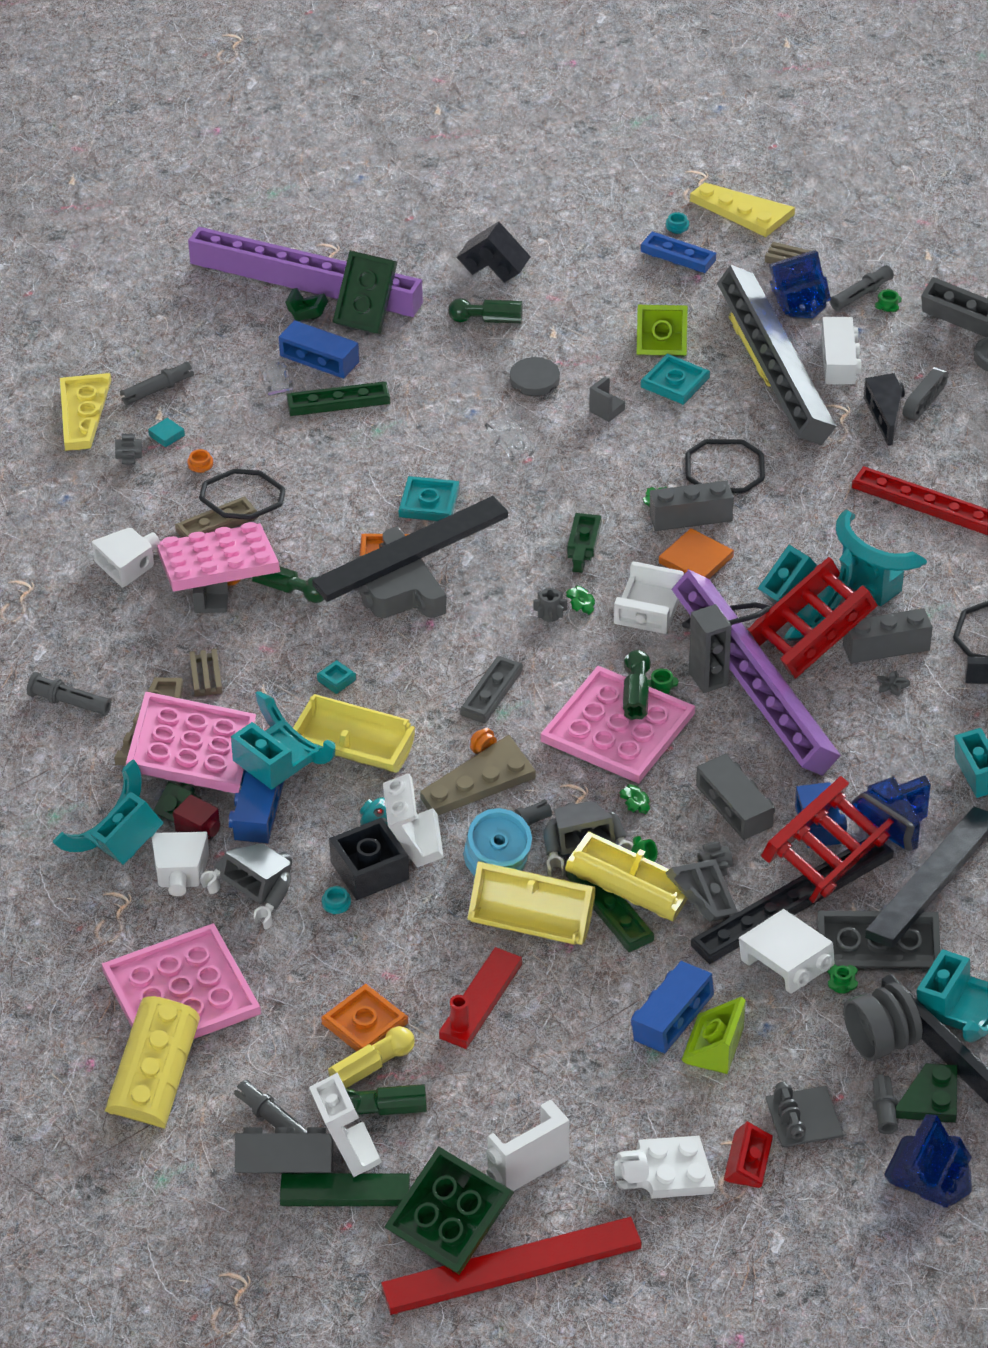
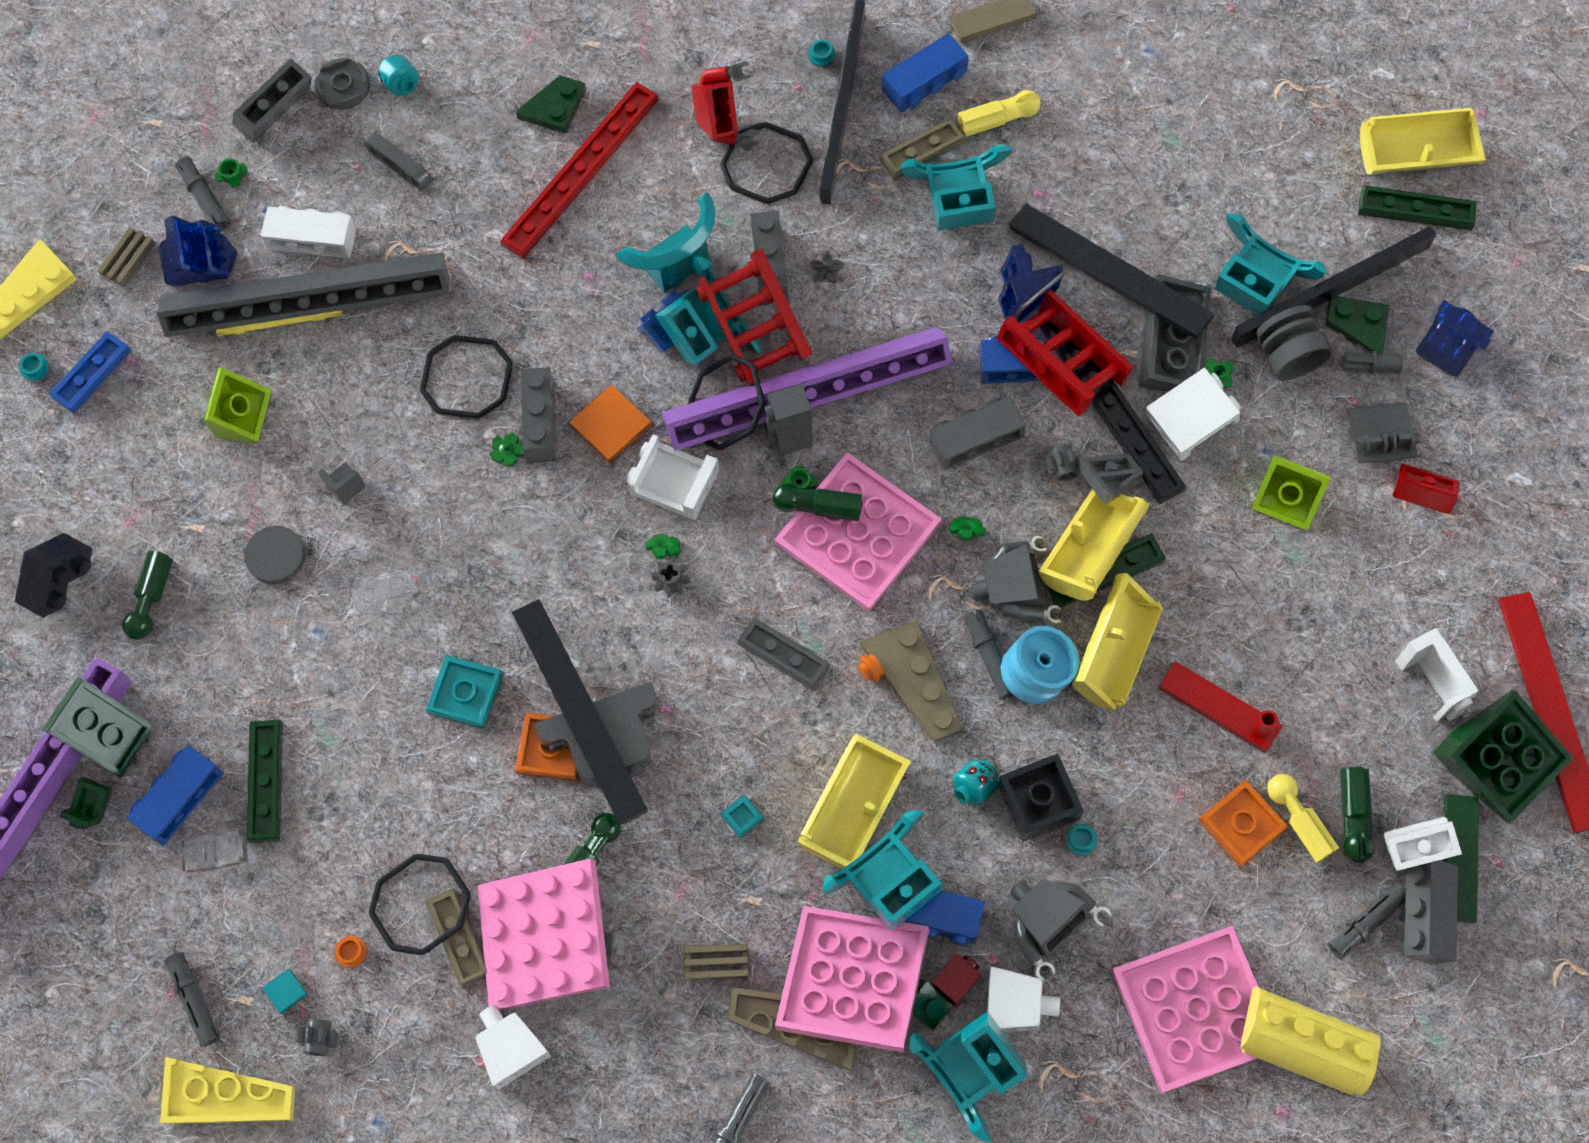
camera: 80 degrees left, 25 degrees up
(416, 832) = (1004, 745): white panel -> none
(583, 539) = (568, 532): dark green hinge -> none
(646, 845) = (1046, 527): green plate -> none
(666, 1167) = (1445, 559): white plate -> none
(672, 1006) = (1253, 527): blue brick -> none
(675, 379) = (311, 406): teal tile -> none
(883, 399) = (406, 201): black slope -> none

